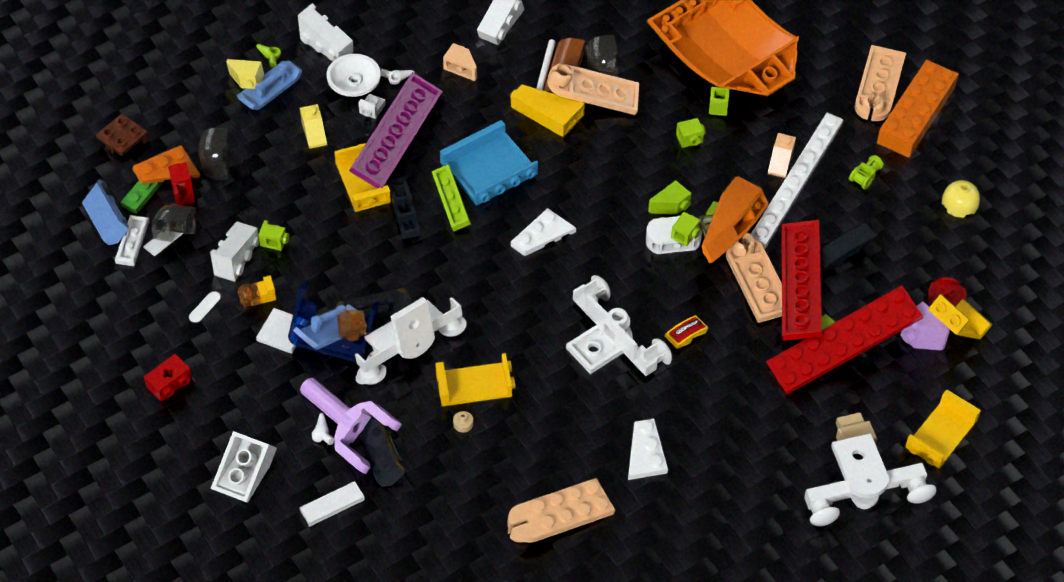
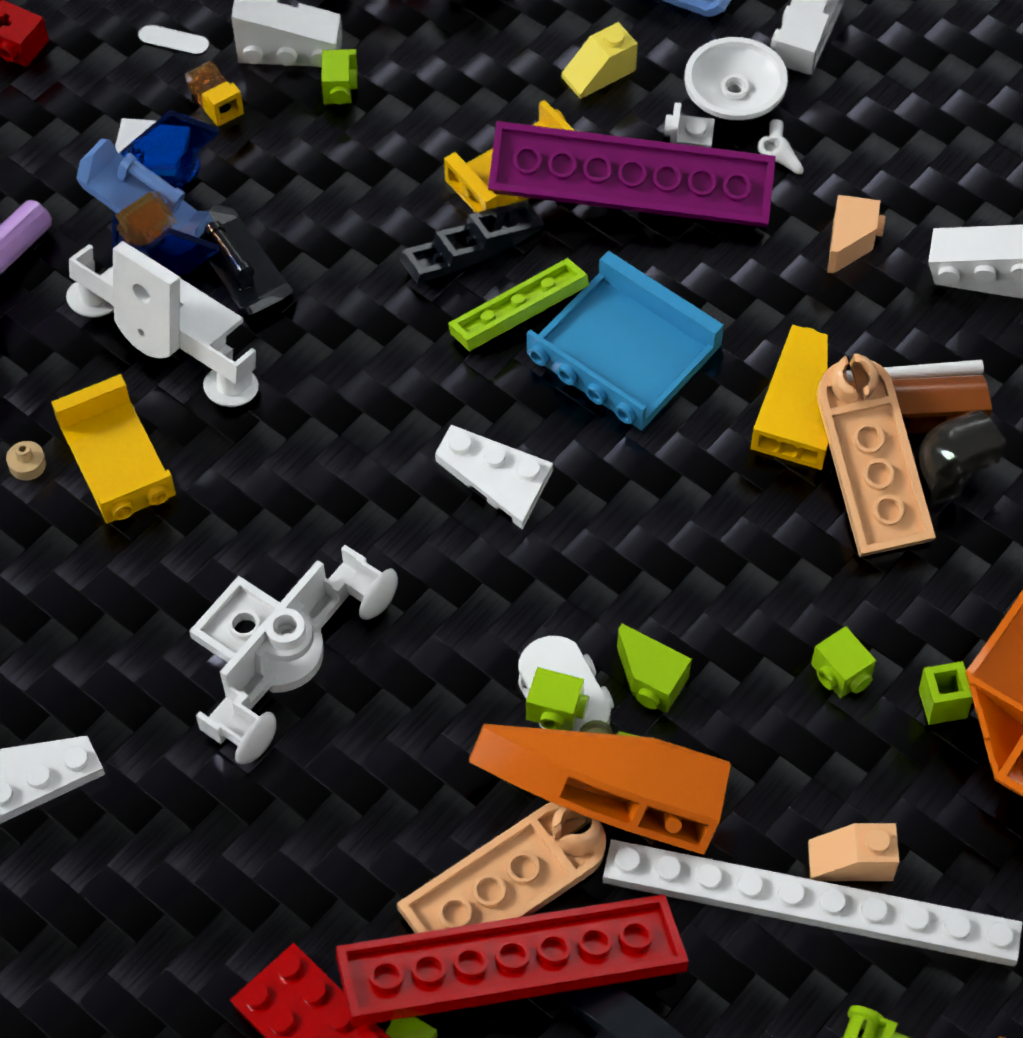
camera: 75 degrees right, 5 degrees up
(685, 331) = (329, 776): slope -> none

